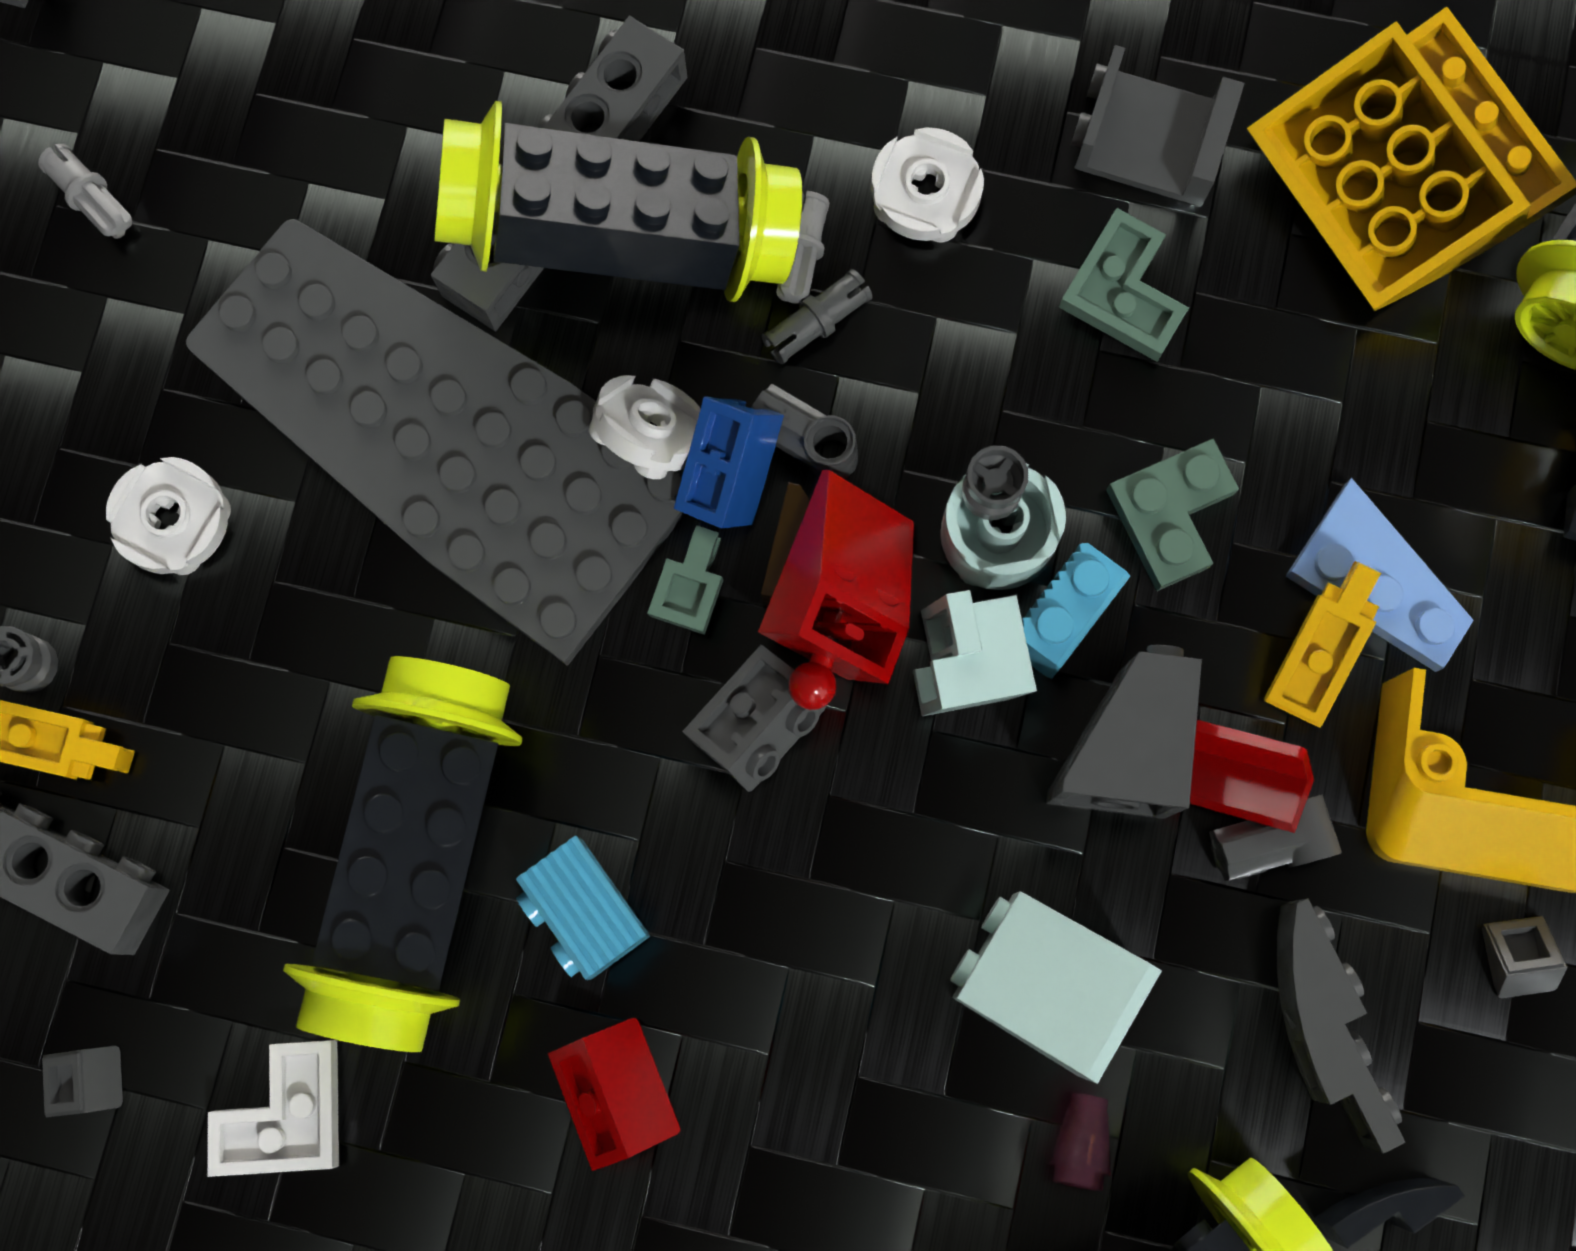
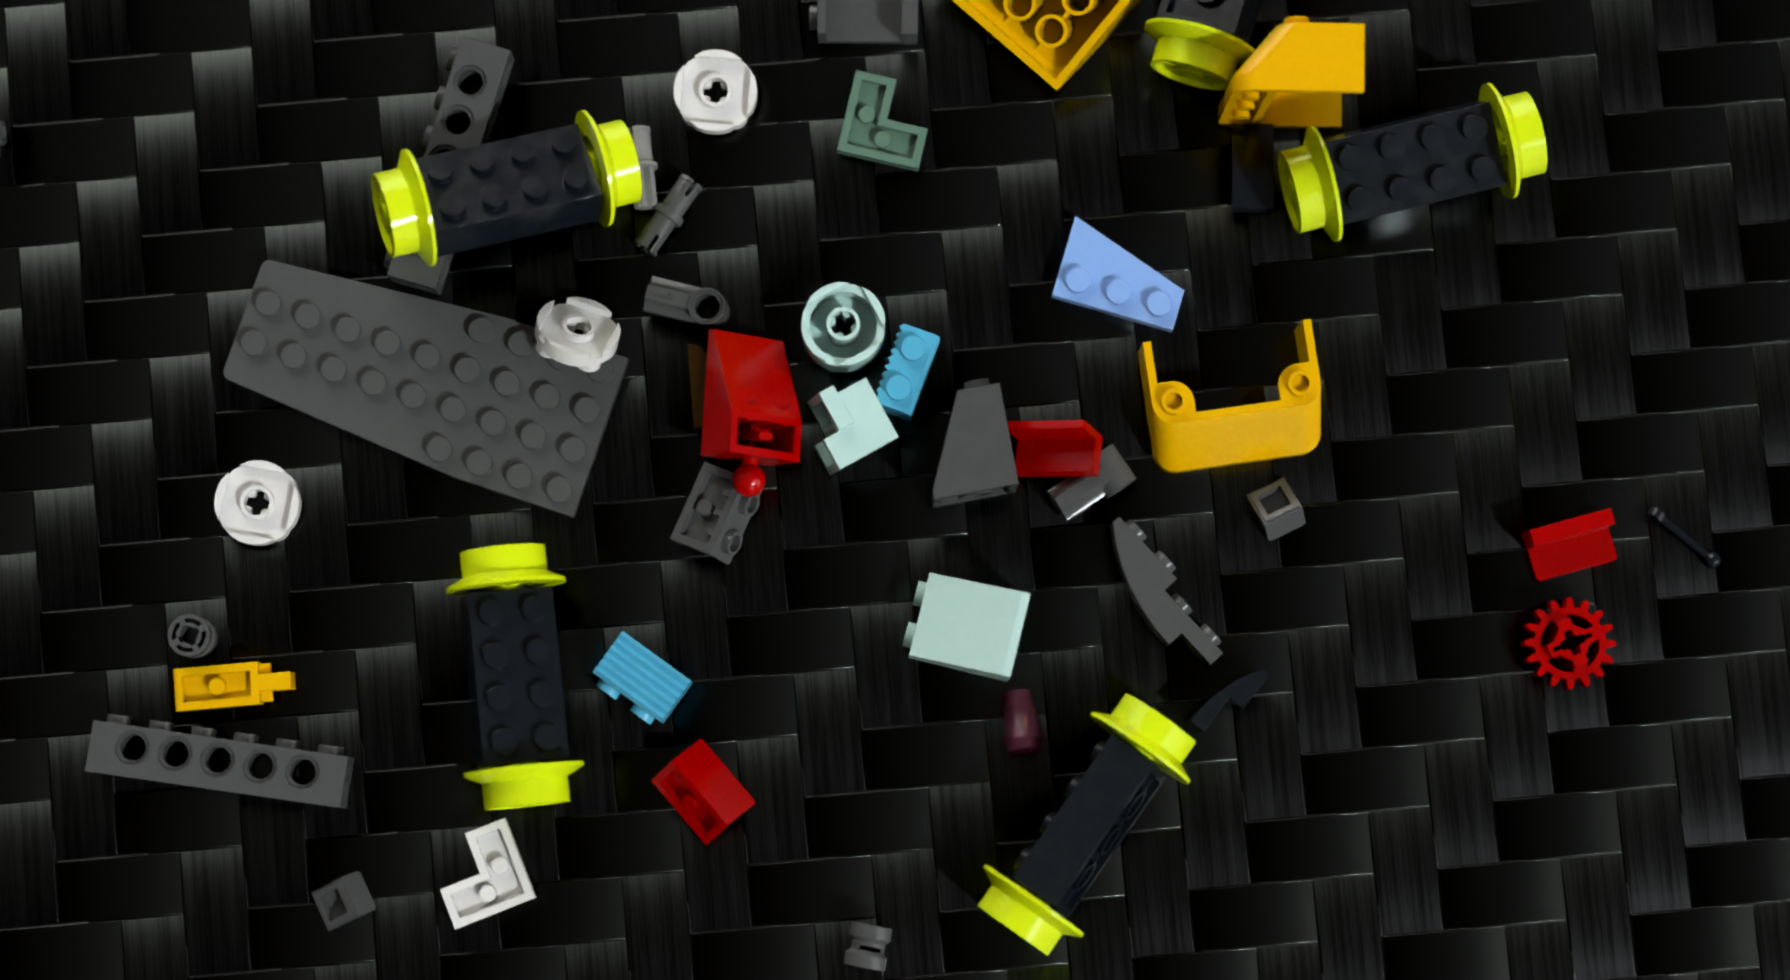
camera: 25 degrees left, 5 degrees up
(85, 191) = (107, 286): light grey axle -> none
(687, 590) = (641, 441): sand green plate -> none
(728, 462) = (641, 343): blue hinge -> none
(999, 471) = (828, 298): dark grey wheel -> none
(1158, 505) = (948, 273): sand green plate -> none
(1326, 647) = (1087, 343): yellow hinge -> none

